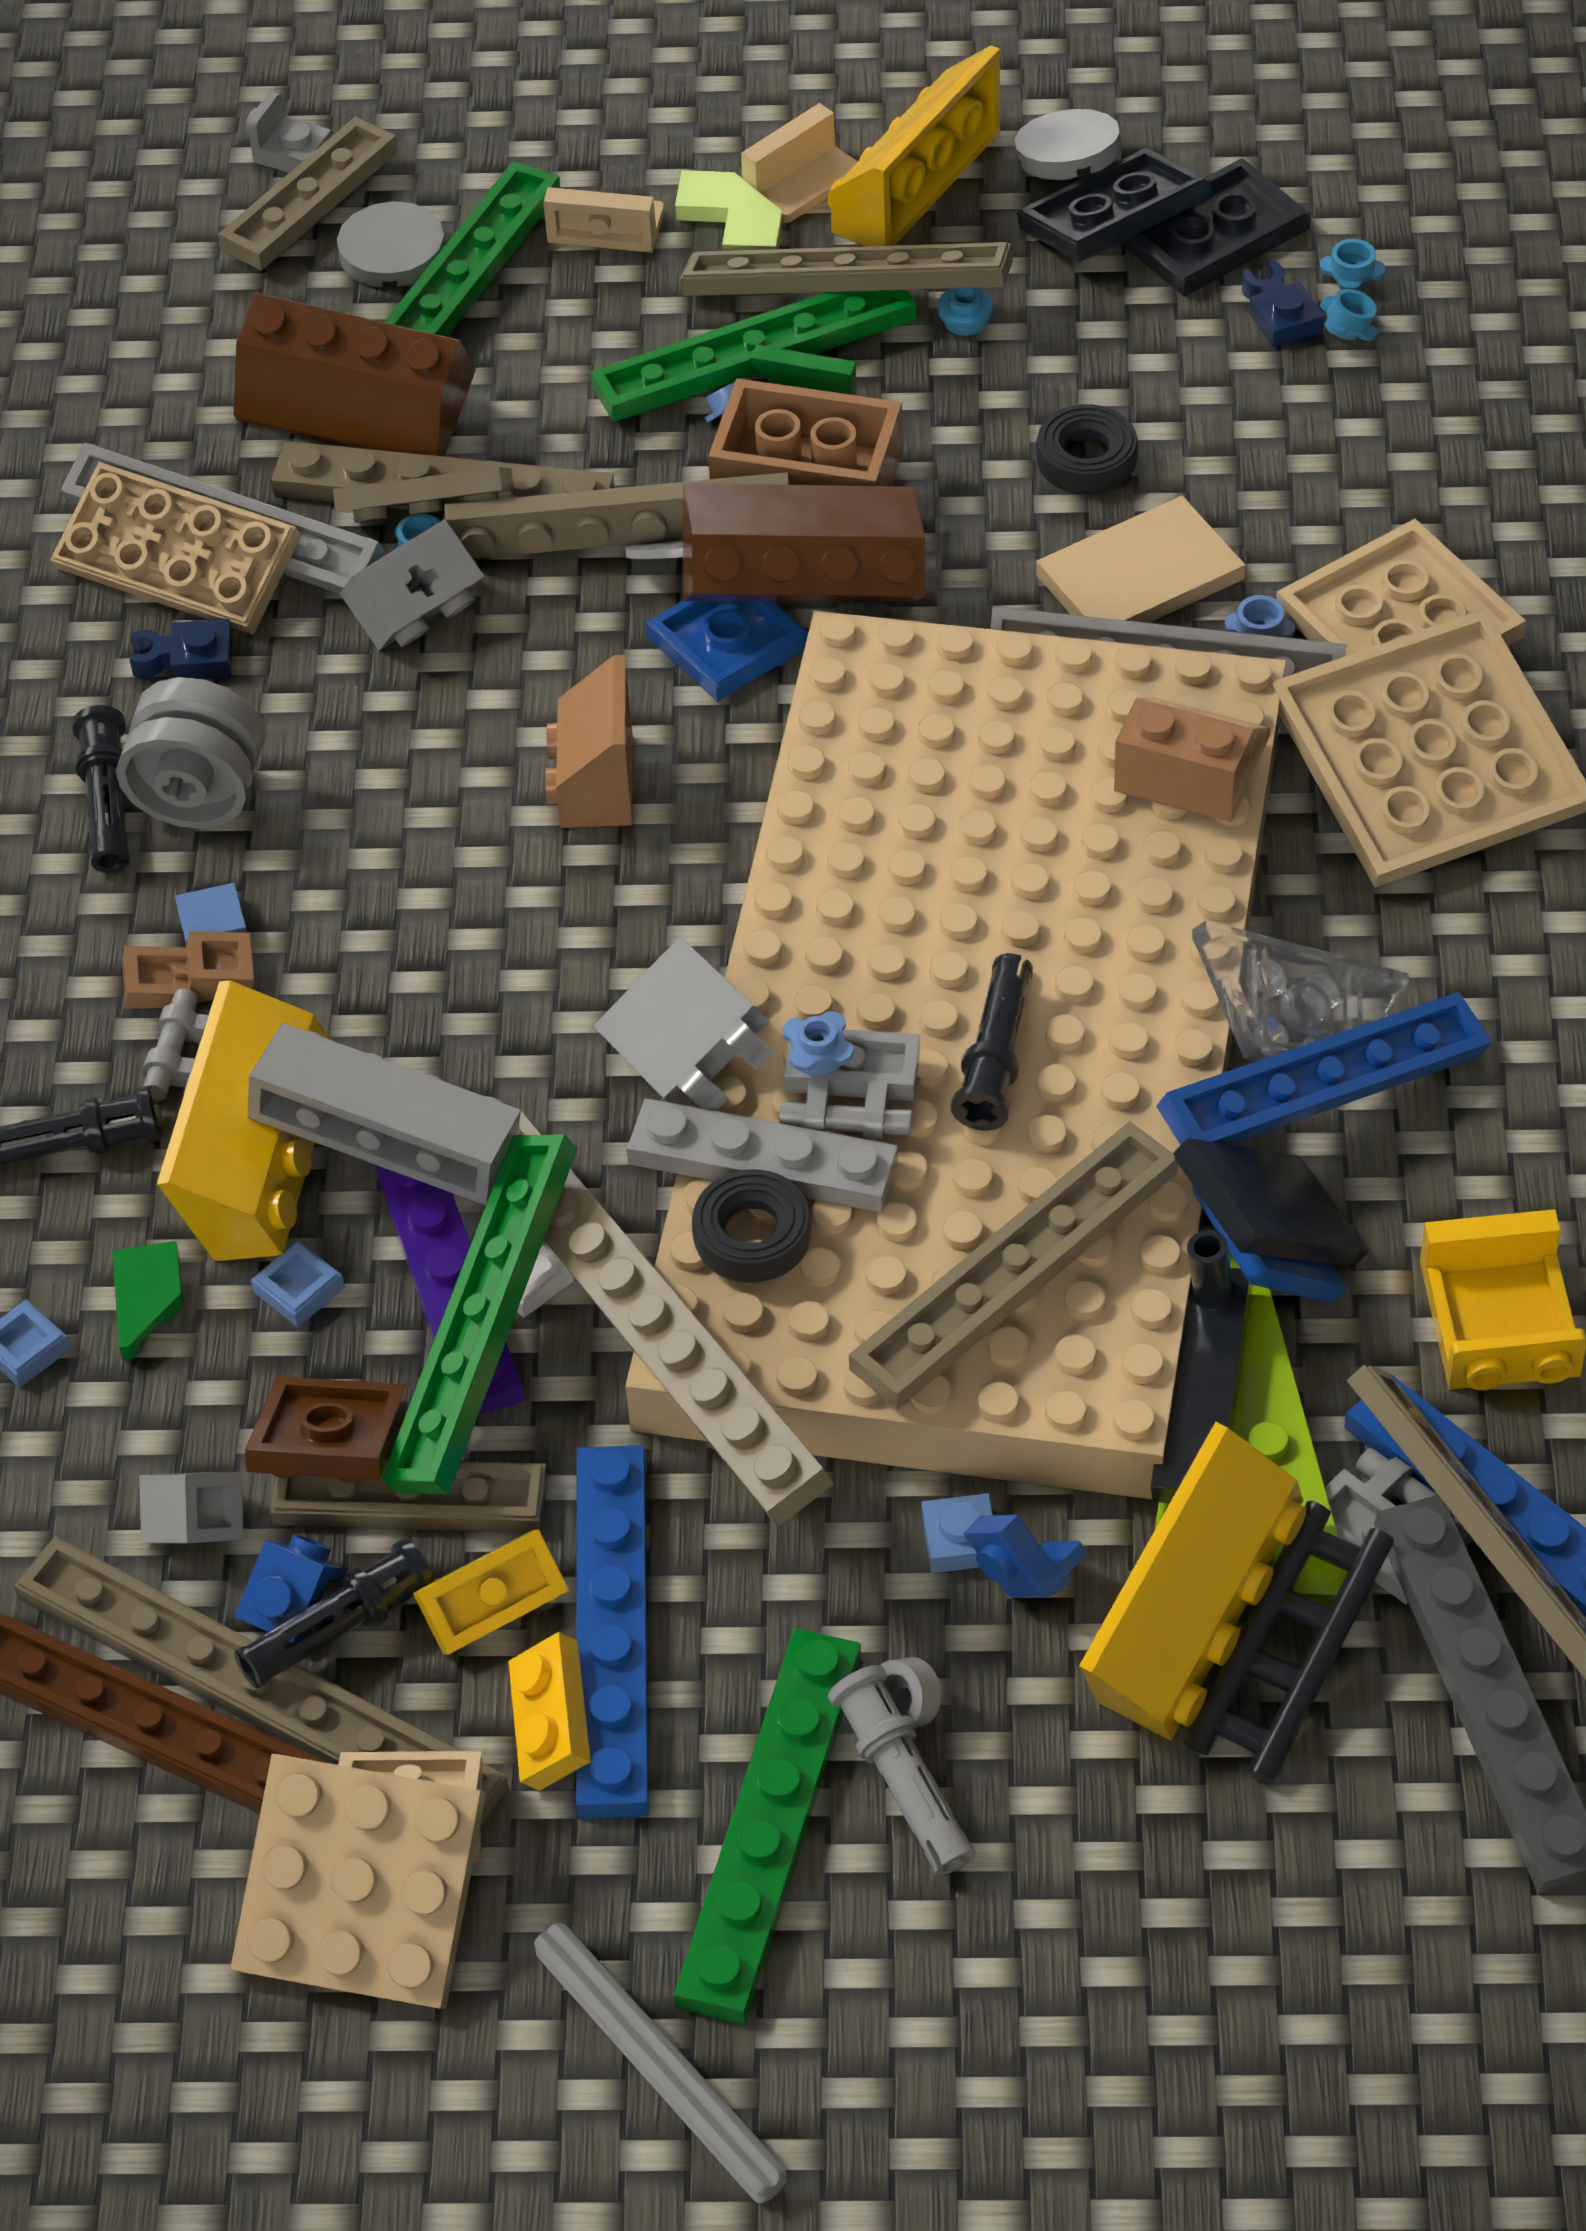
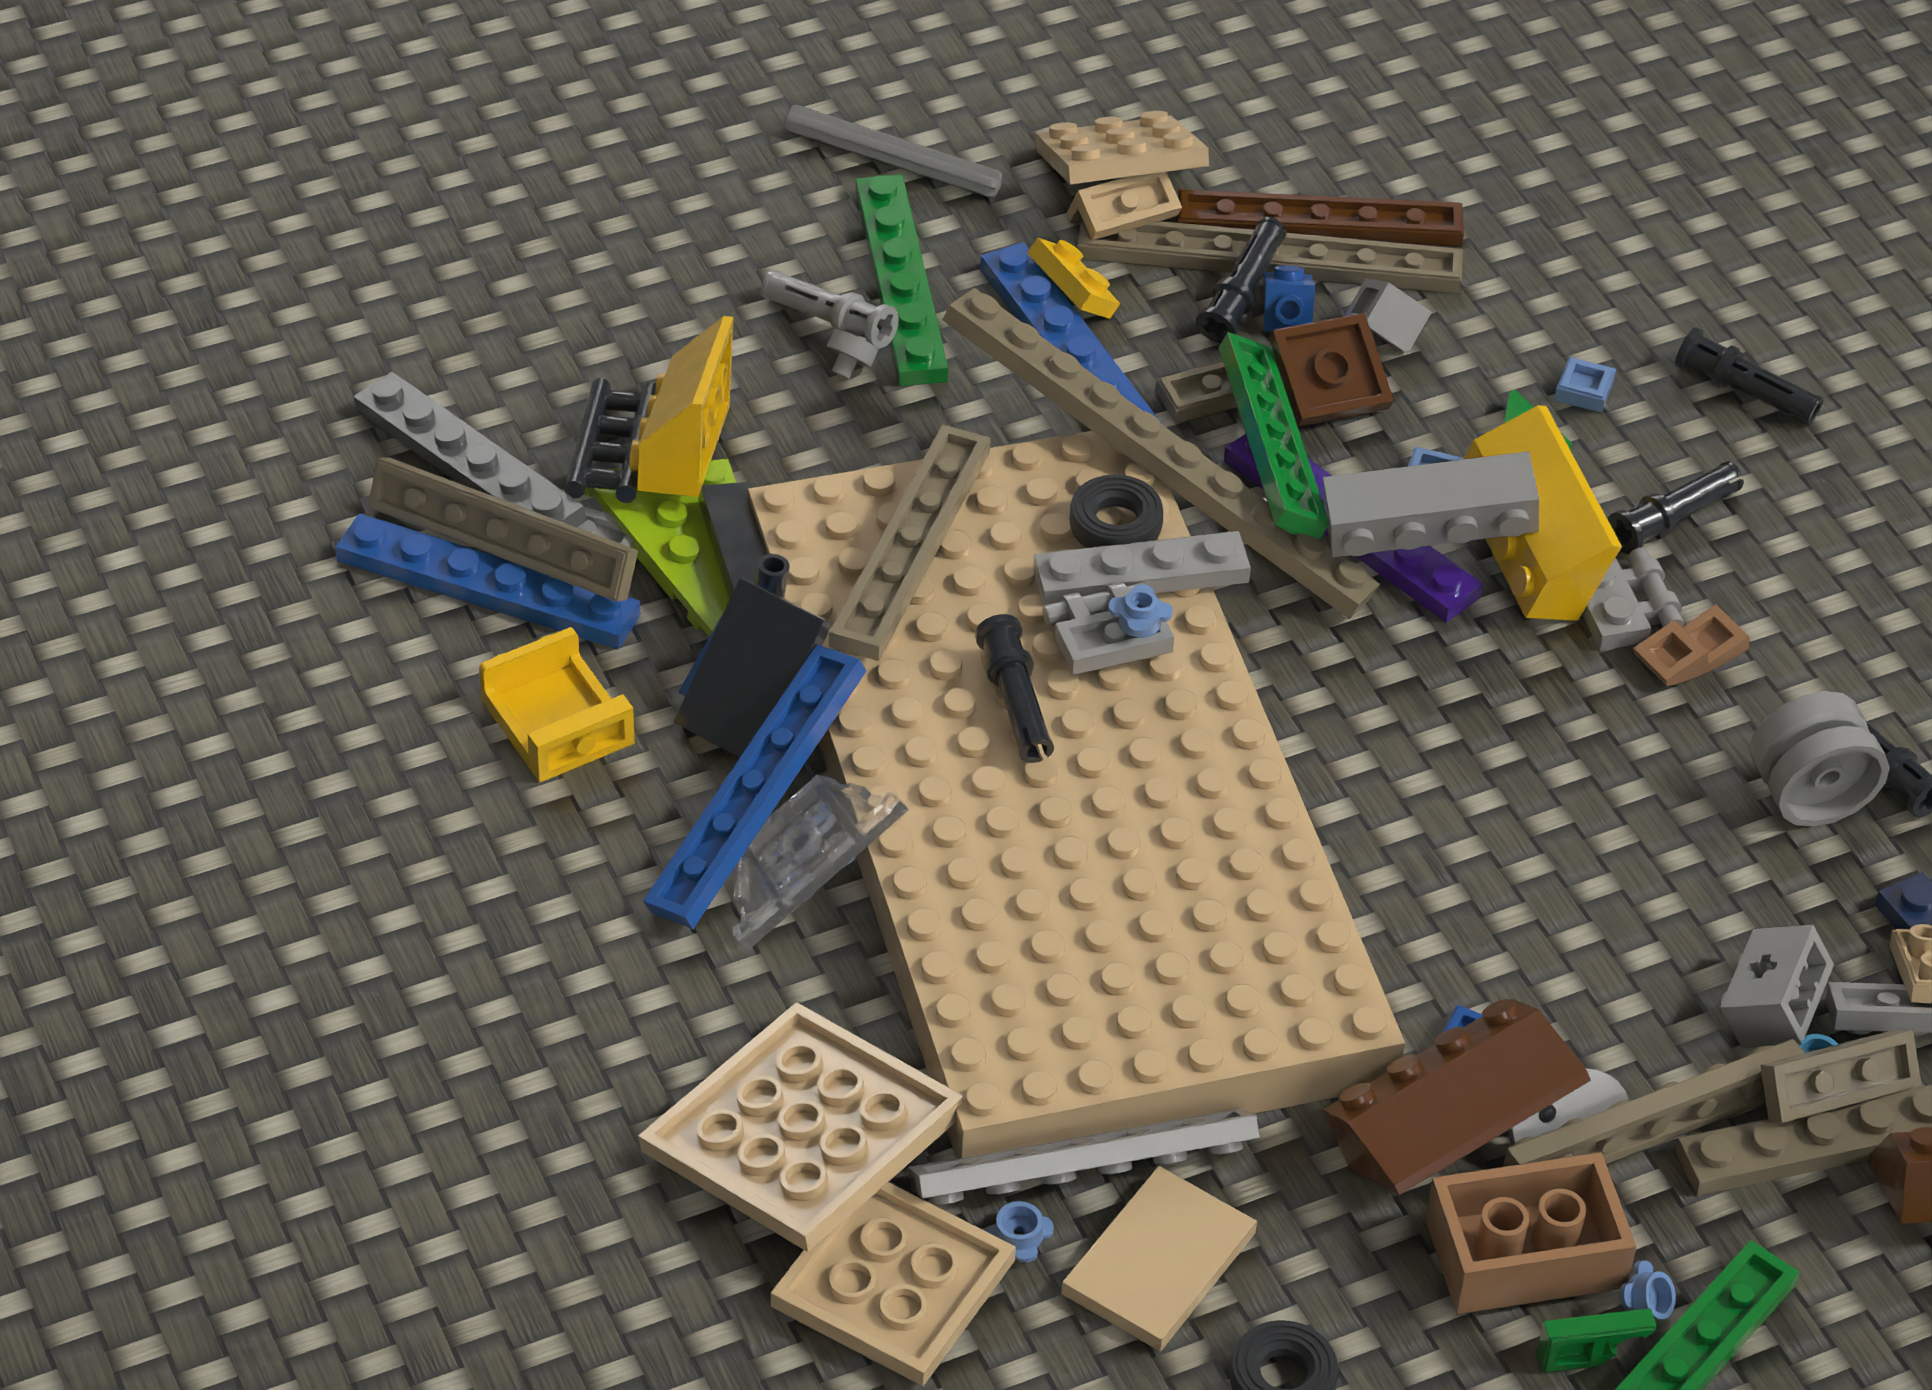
camera: 150 degrees right, 5 degrees down
(211, 910) = (1709, 692): medium blue tile -> none
(490, 1592) = (1156, 325): yellow plate -> none
(593, 750) = (1503, 888): medium nougat slope -> none
(684, 1027) = (1262, 654): light grey tile -> none
(944, 1528) = (869, 453): medium blue plate -> none
(1016, 1559) = (815, 433): blue bracket -> none
(1187, 757) = (992, 968): medium nougat slope -> none

